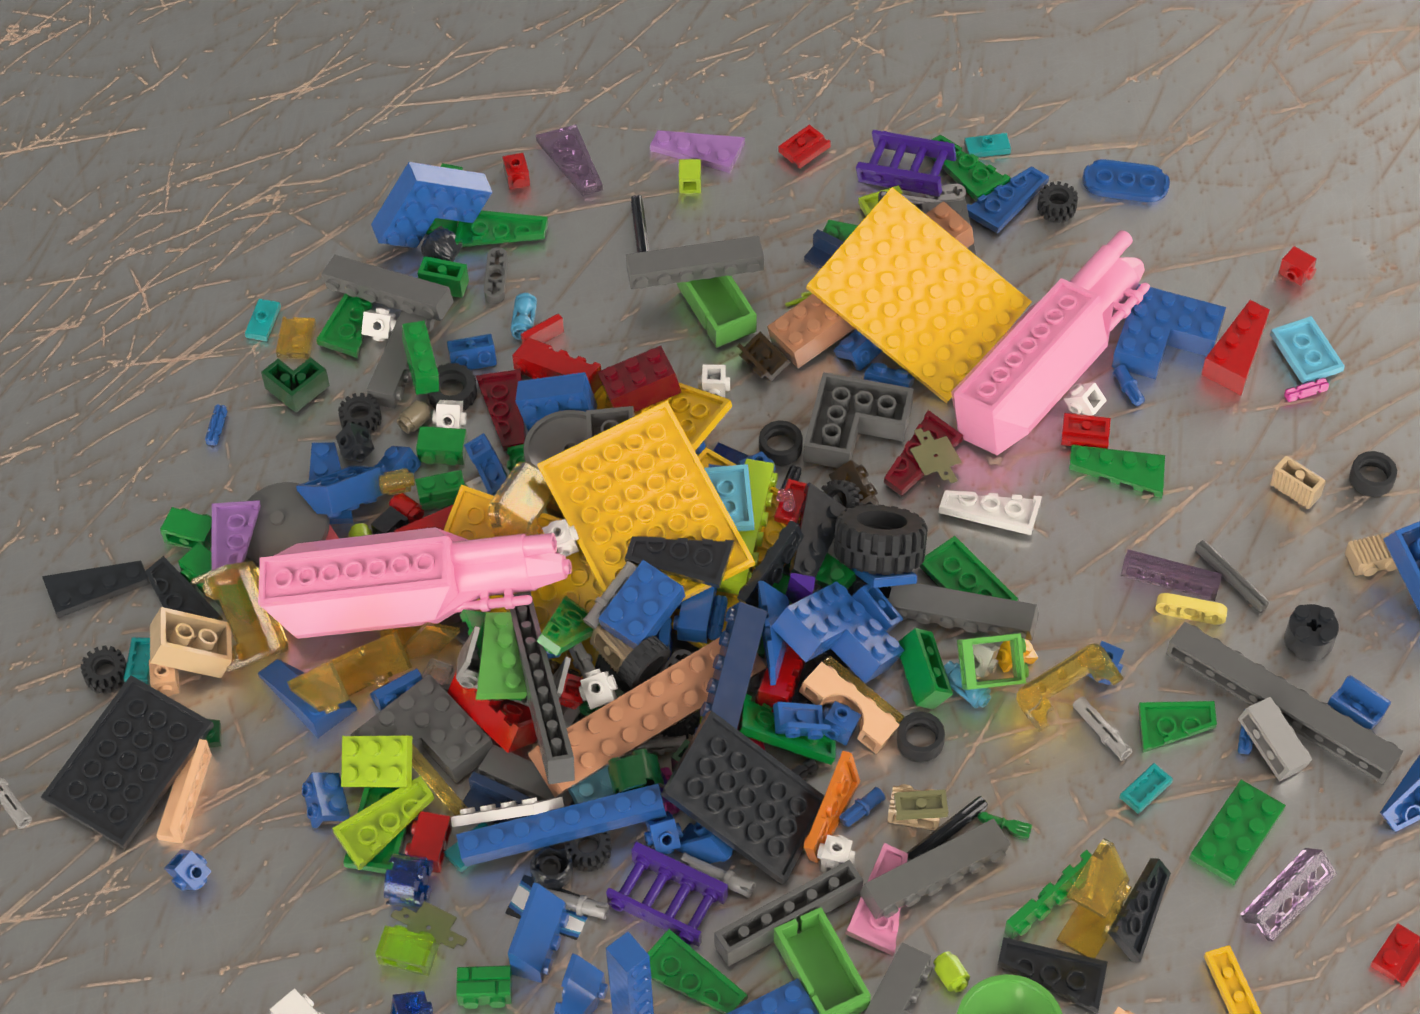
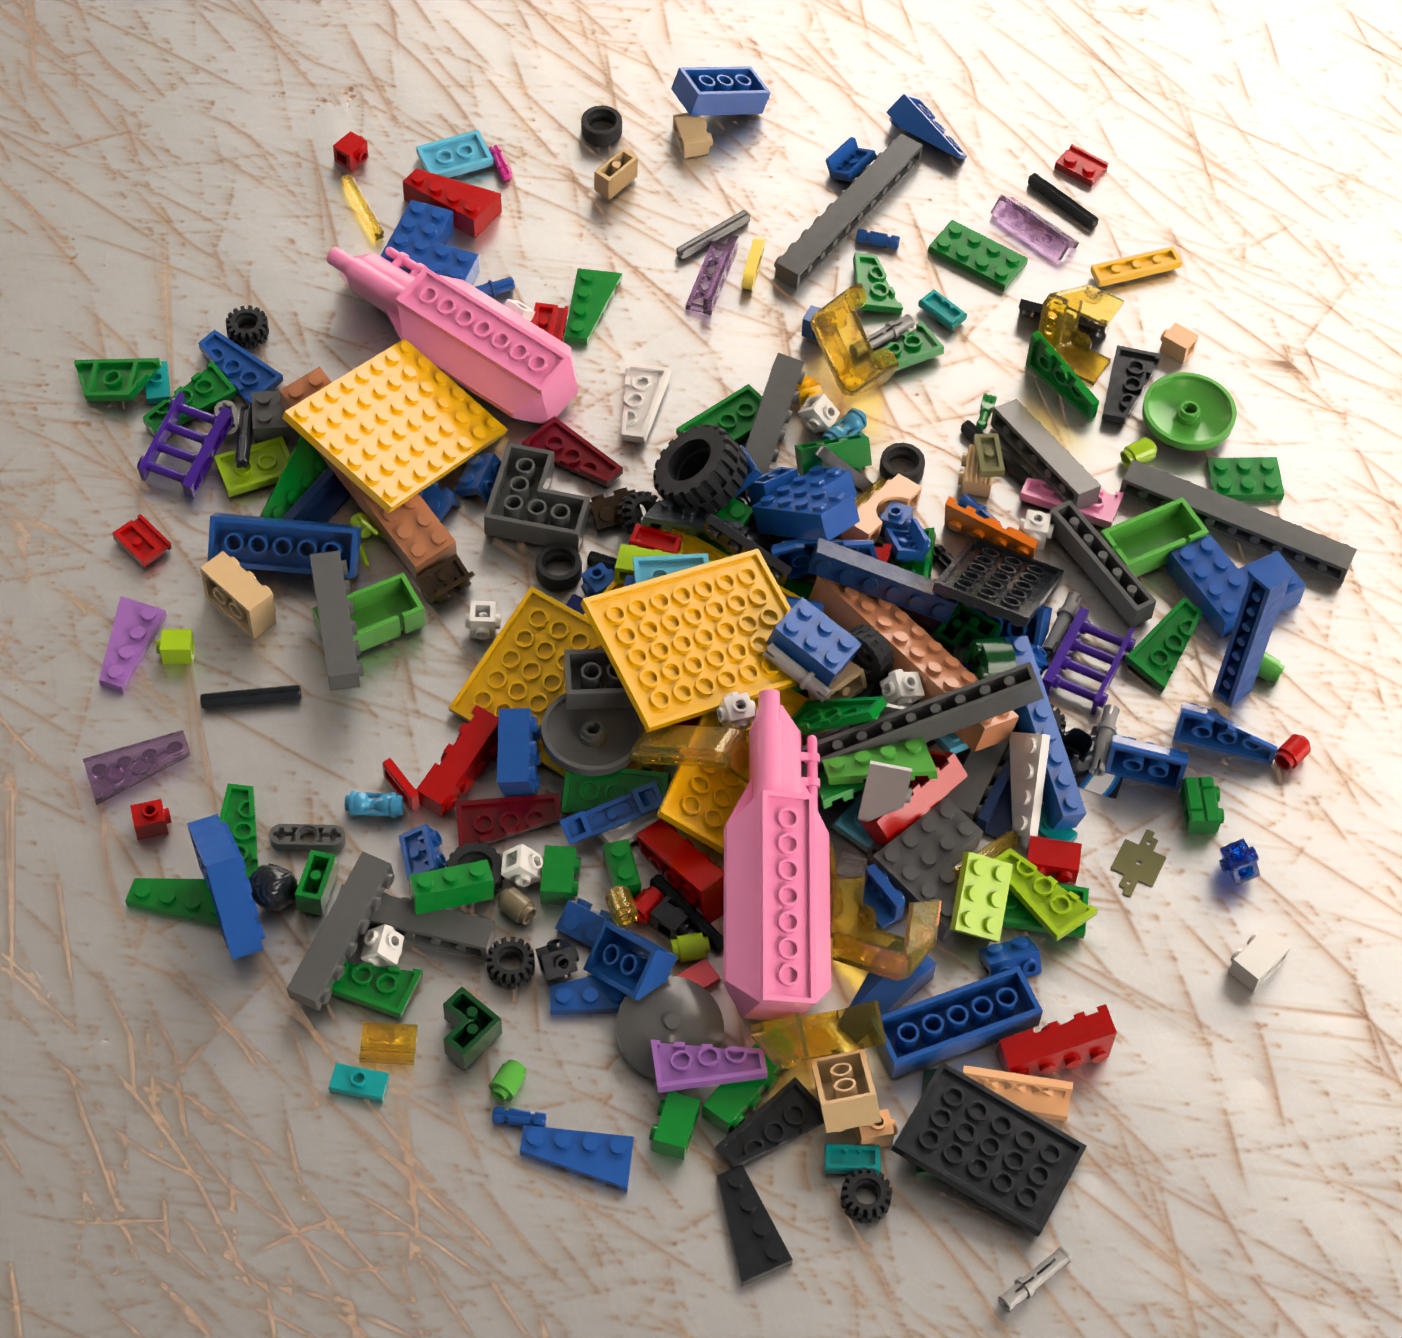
camera: 95 degrees left, 0 degrees up
(177, 471) = (581, 1152): none -> blue wing
(188, 870) = (1104, 1077): brick -> none
(224, 828) = (1059, 1044): none -> red wedge
(247, 414) = (507, 1080): none -> bright green brick
(258, 743) = (958, 1021): none -> blue brick
(407, 950) = (1173, 871): clear neon green brick -> none
(408, 881) = (1106, 867): clear blue brick -> none
(640, 380) = (496, 672): dark red brick -> none
(688, 559) = (759, 603): black wing -> none
(736, 206) = (238, 594): none -> tan brick
(787, 497) = (664, 537): clear pink arm -> none
(790, 234) = (282, 543): none -> blue brick
(799, 587) = (767, 529): dark purple slope -> none
(900, 654) = (835, 461): none -> dark grey beam
(925, 455) = (590, 438): olive piece -> none
(967, 664) = (848, 408): bright green window -> none
(984, 113) = (115, 377): none -> green wing
(1083, 753) = (916, 346): none -> green wing
(1126, 180) = (219, 274): blue tile -> none
(1227, 280) = (362, 207): none -> clear yellow axle
(1275, 738) = (892, 215): light grey brick -> none
(1311, 632) = (778, 182): black brick -> none
(1337, 928) = (1063, 200): none -> black axle

